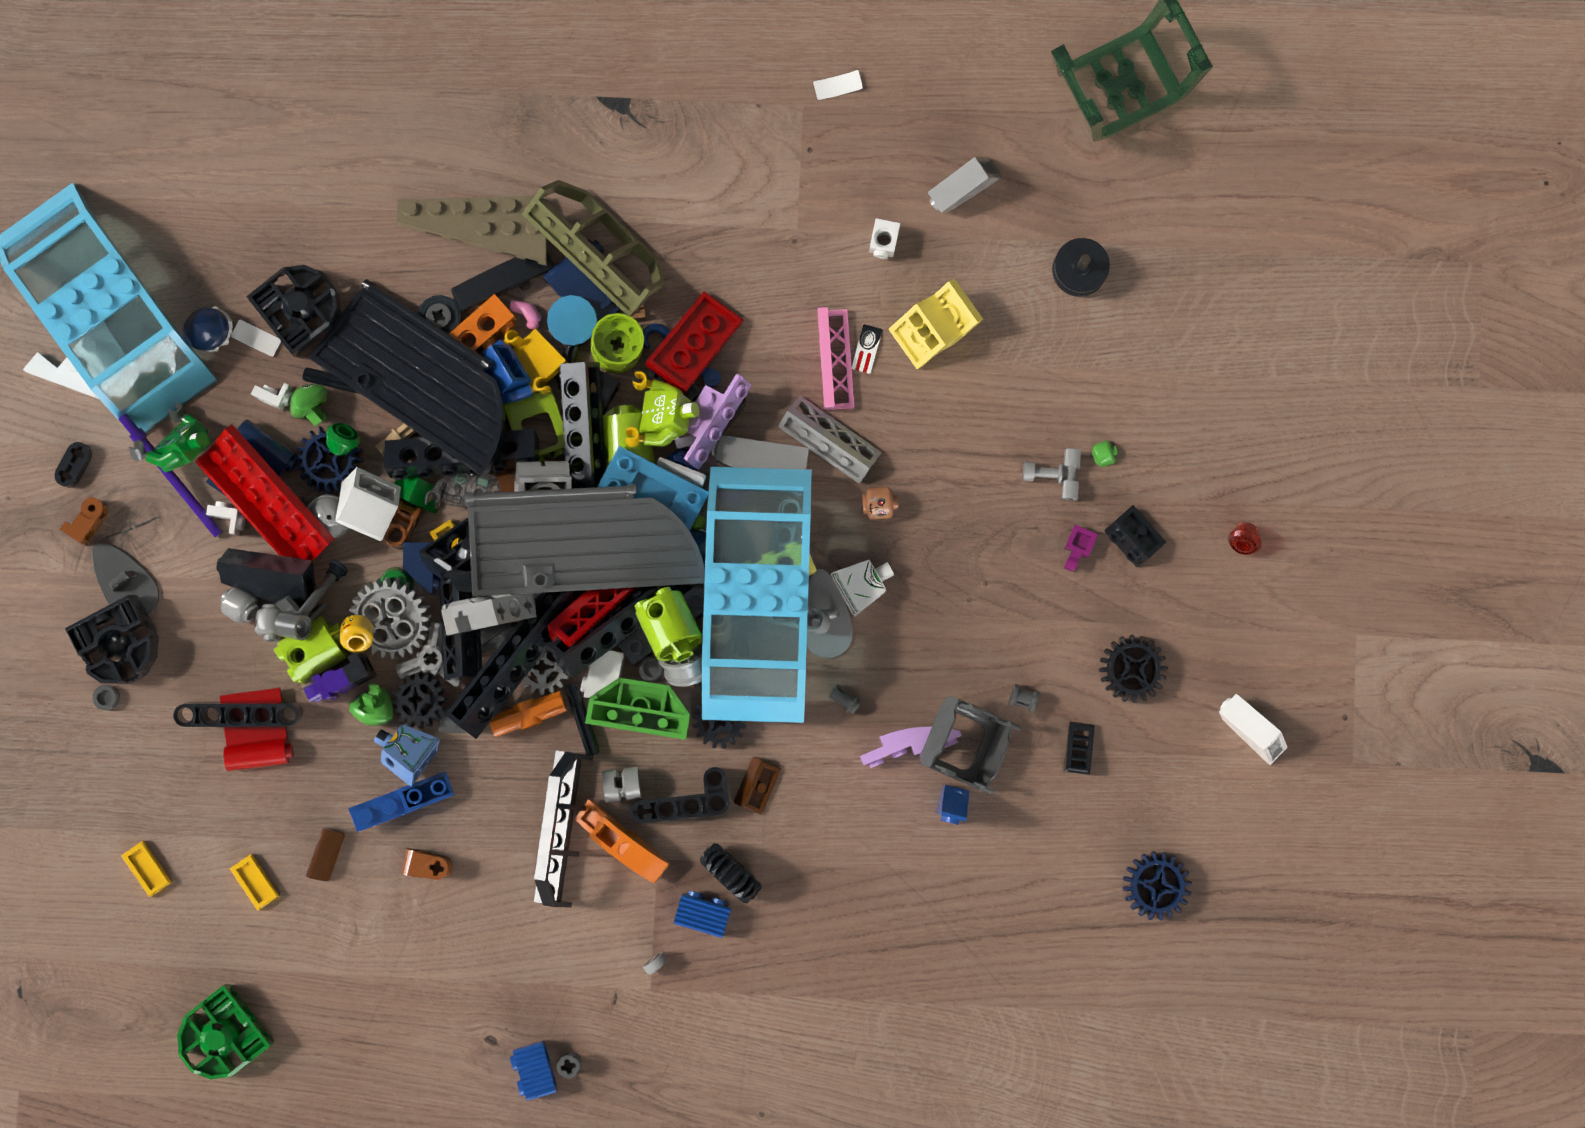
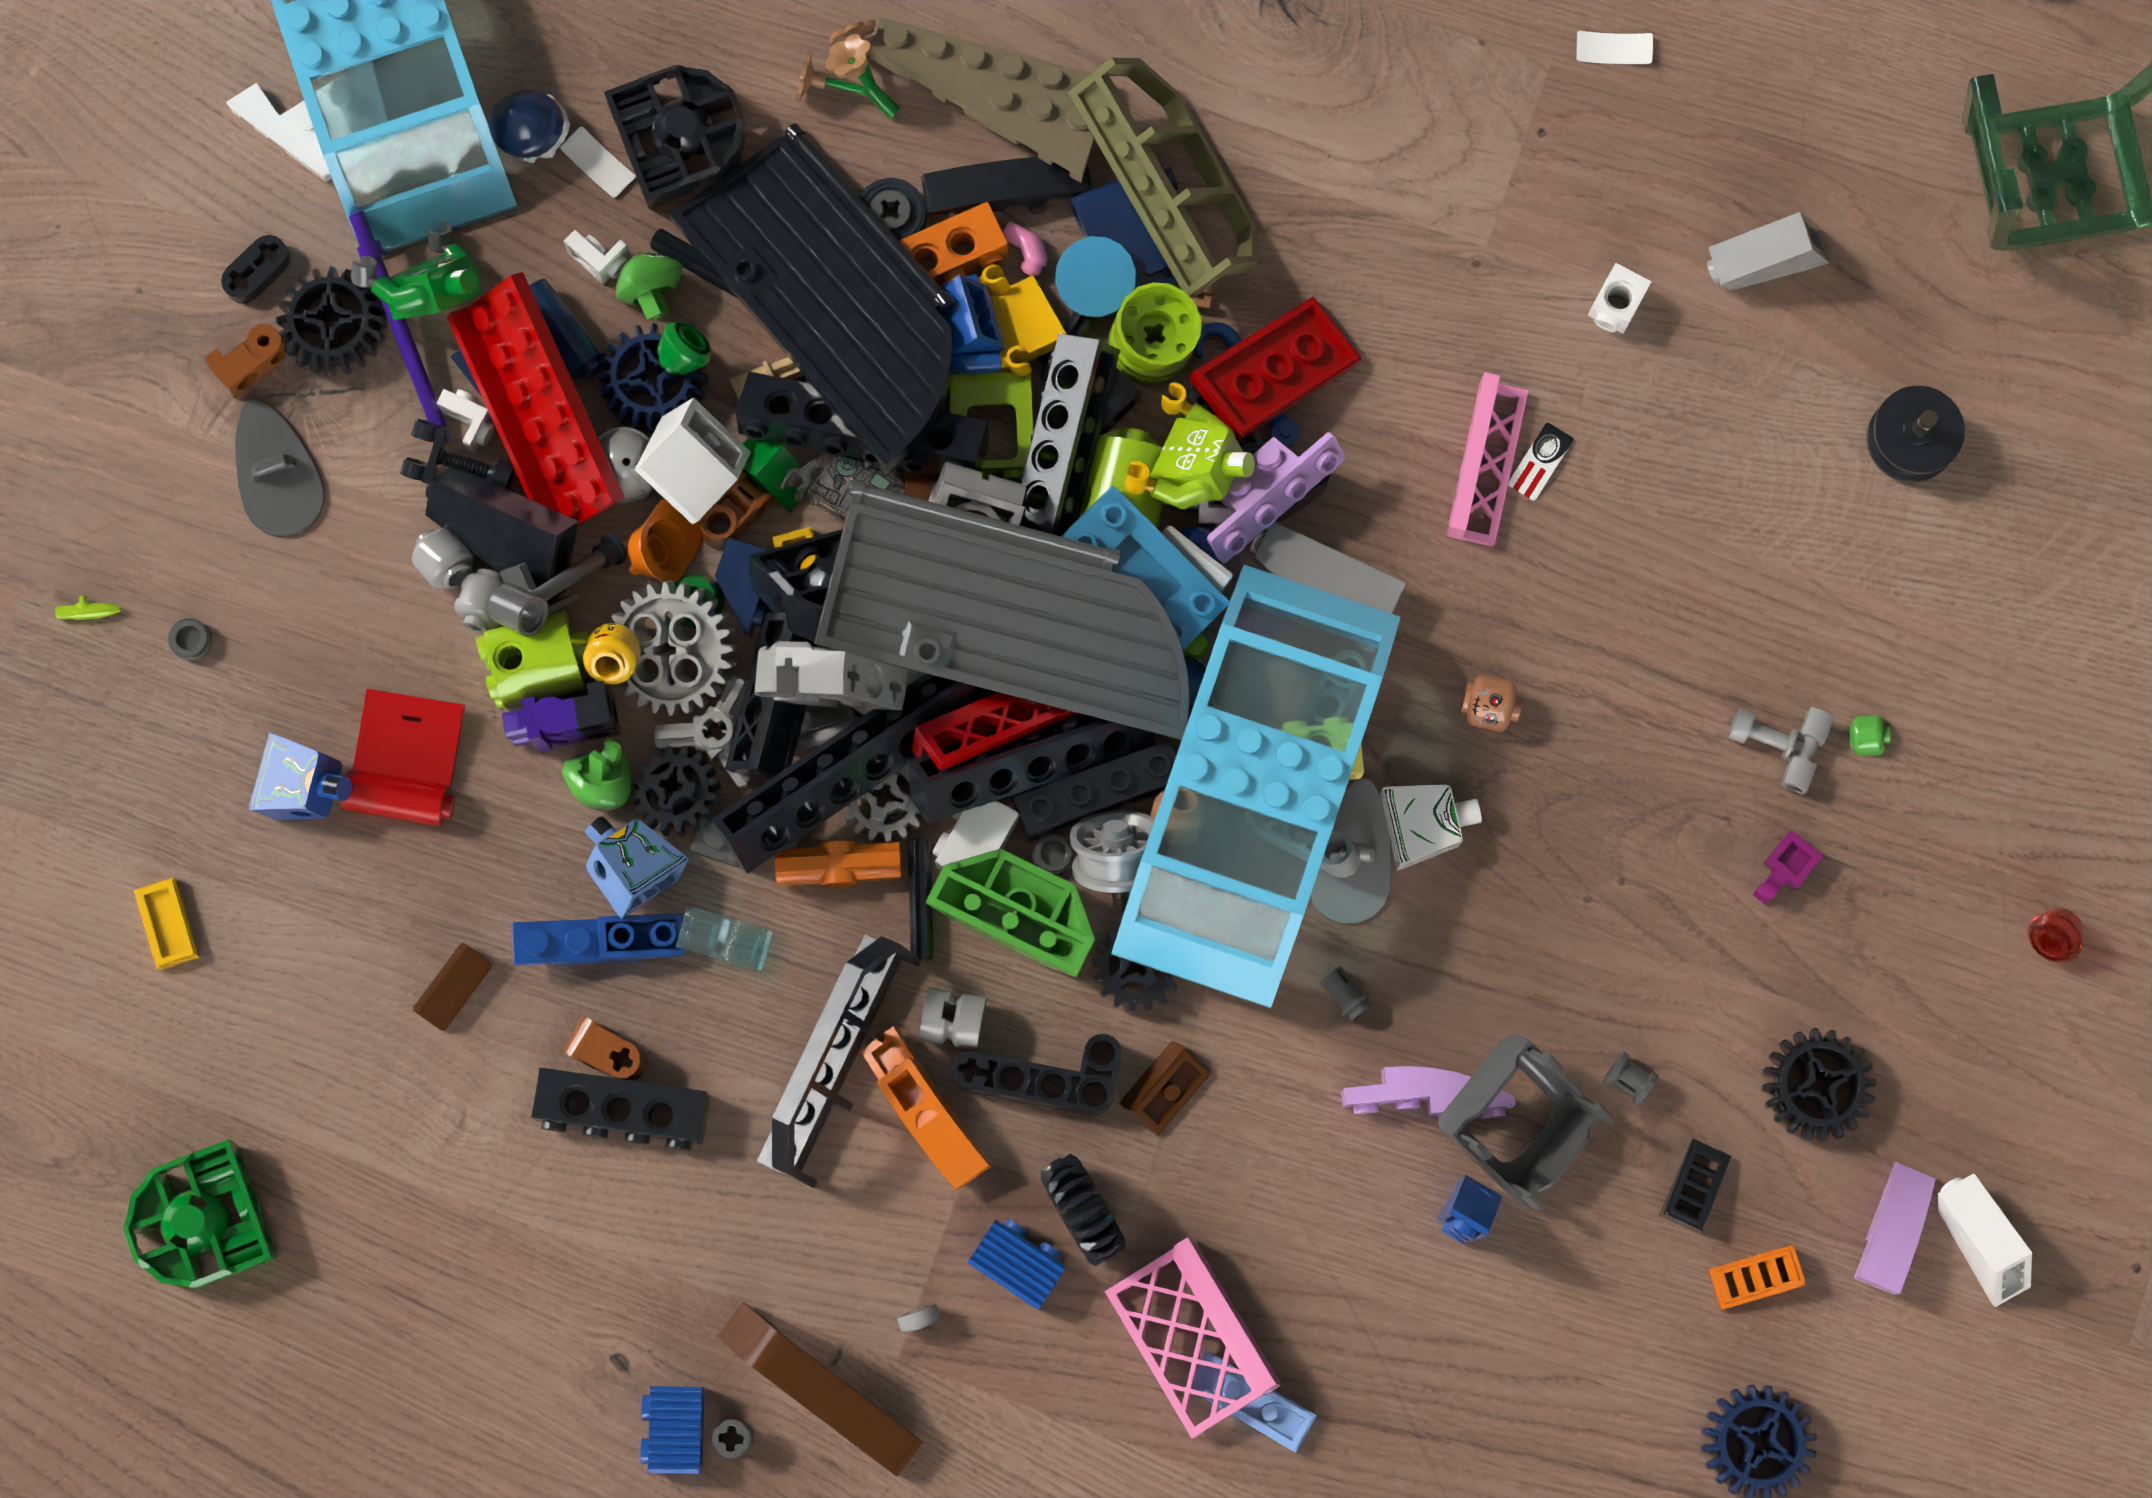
camera: 15 degrees right, 5 degrees down
(39, 699) = (86, 610): none -> lime helmet
(118, 485) = (298, 318): none -> black gear
(129, 616) = (266, 526): black connector -> none
(196, 763) = (297, 782): none -> torso
(227, 719) = (367, 723): black beam -> none
(254, 882) = (328, 996): yellow tile -> none
(257, 544) = (499, 473): none -> black bar
(367, 558) = (664, 544): none -> orange piece
(385, 233) = (848, 57): none -> medium nougat plant
(404, 895) = (557, 1088): none -> black brick
(474, 778) = (724, 938): none -> clear light blue slope
(609, 1024) = (819, 1389): none -> reddish brown beam
(669, 625) = (1106, 785): lime cylinder -> none
(827, 441) = (1437, 584): light grey fence -> none
(831, 909) = (1224, 1318): none -> bright pink fence
(860, 951) = (1270, 1414): none -> light blue tile
(935, 323) = (1662, 452): light yellow bracket -> none
(1135, 536) = (1880, 878): black bracket -> none
(1151, 786) = (1791, 1265): none -> orange slope
(1201, 738) = (1896, 1229): none -> lavender slope

